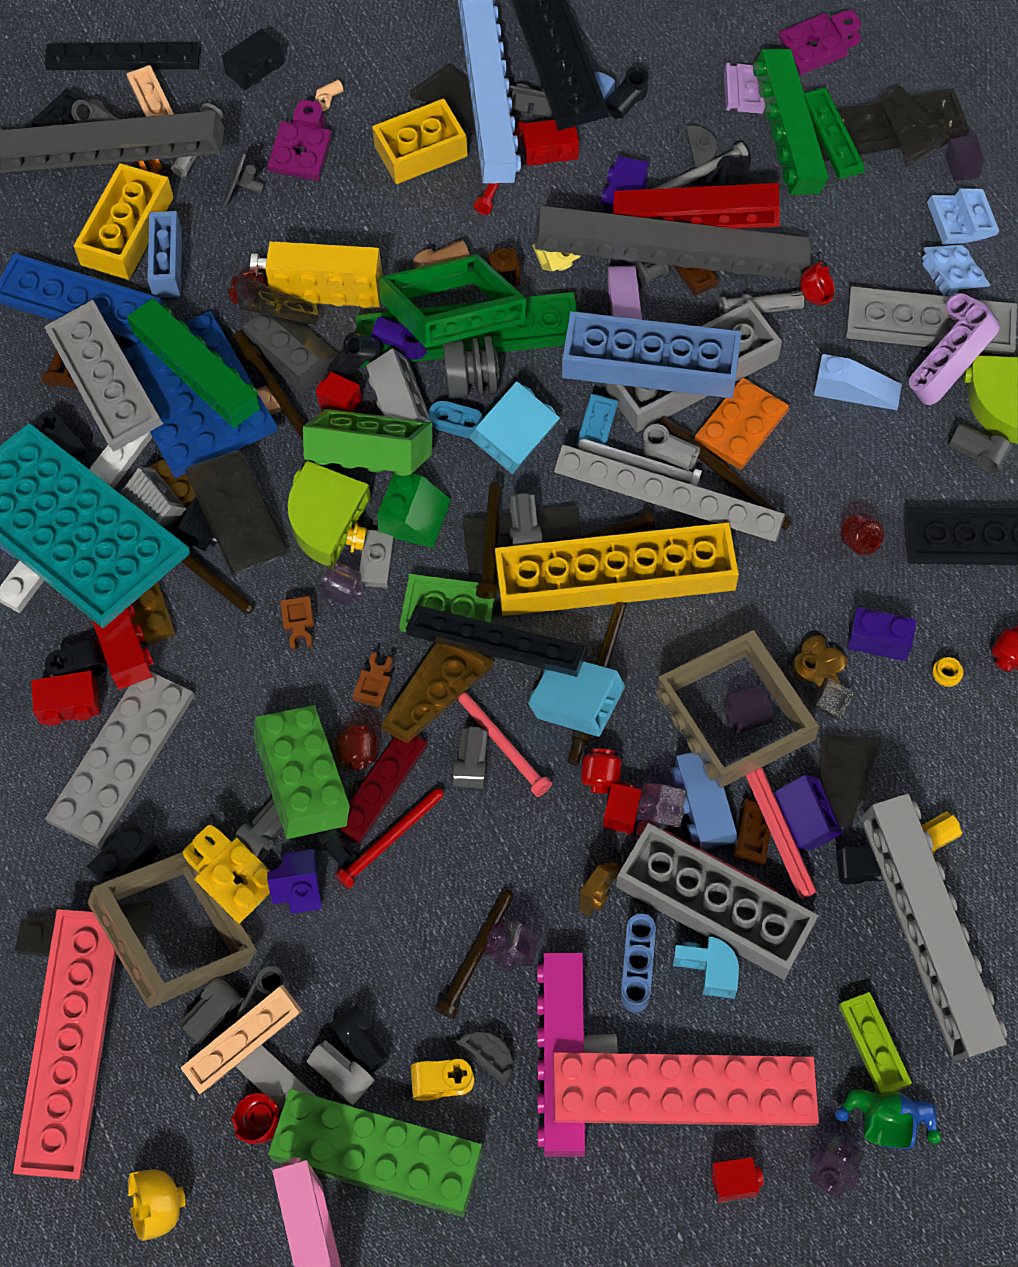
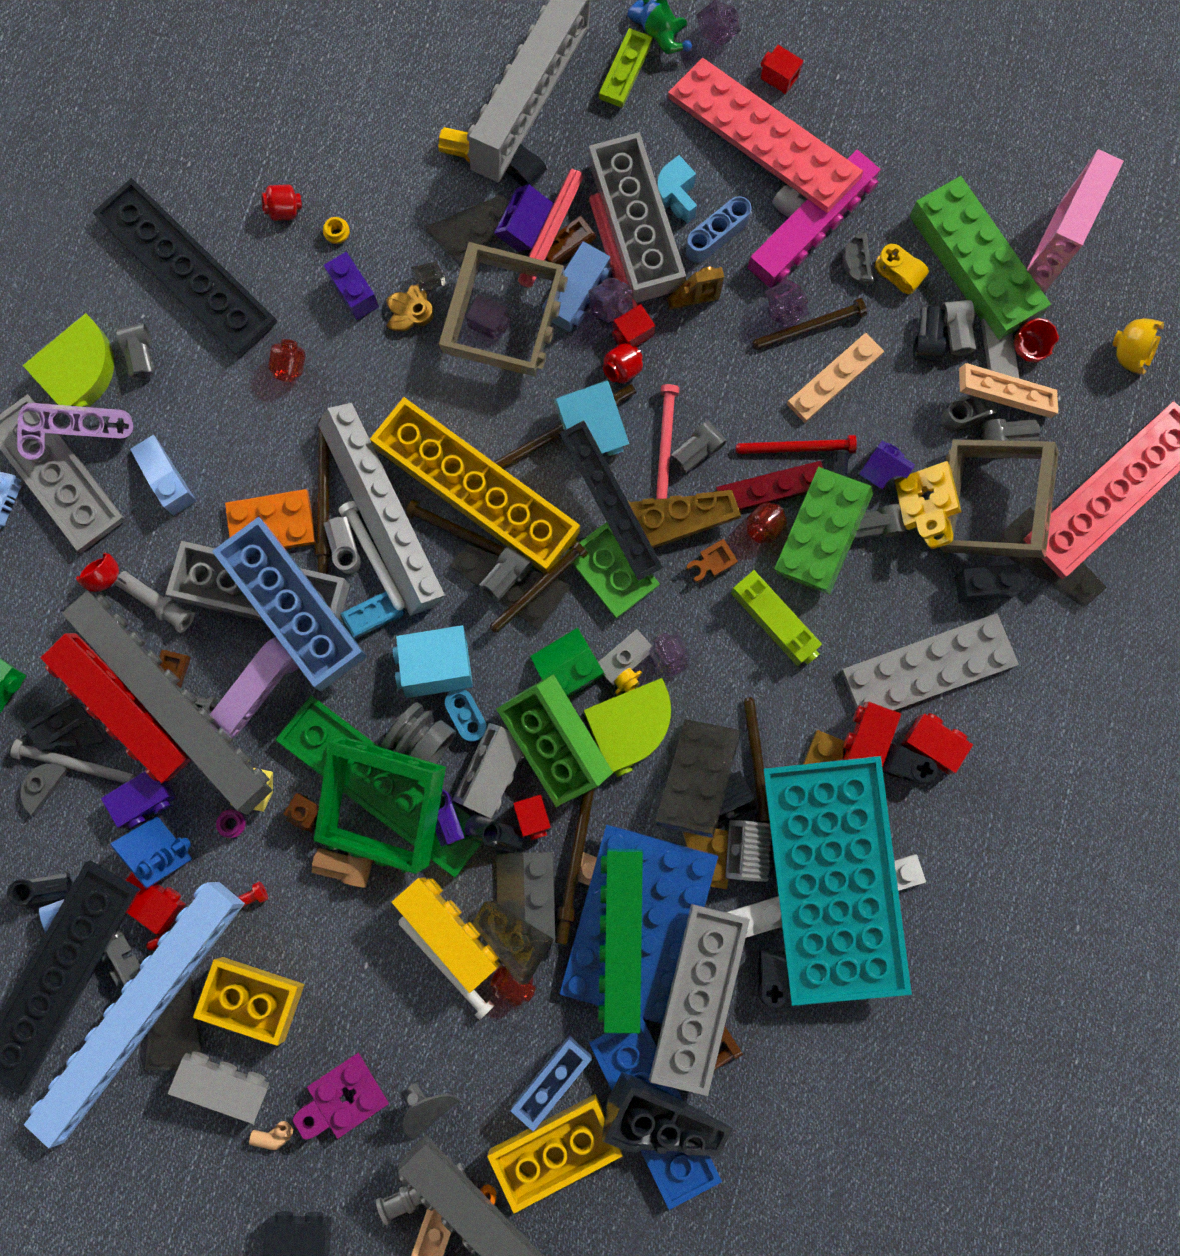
camera: 140 degrees left, 15 degrees up
(72, 283) = (652, 1119): none -> black wedge
(280, 680) = (776, 619): none -> lime brick
(296, 617) = (722, 657): dark orange plate -> none
(387, 86) = (219, 1087): none -> light grey brick
(411, 929) = (835, 377): none -> light nougat plate
(580, 165) = (152, 851): none -> blue hinge

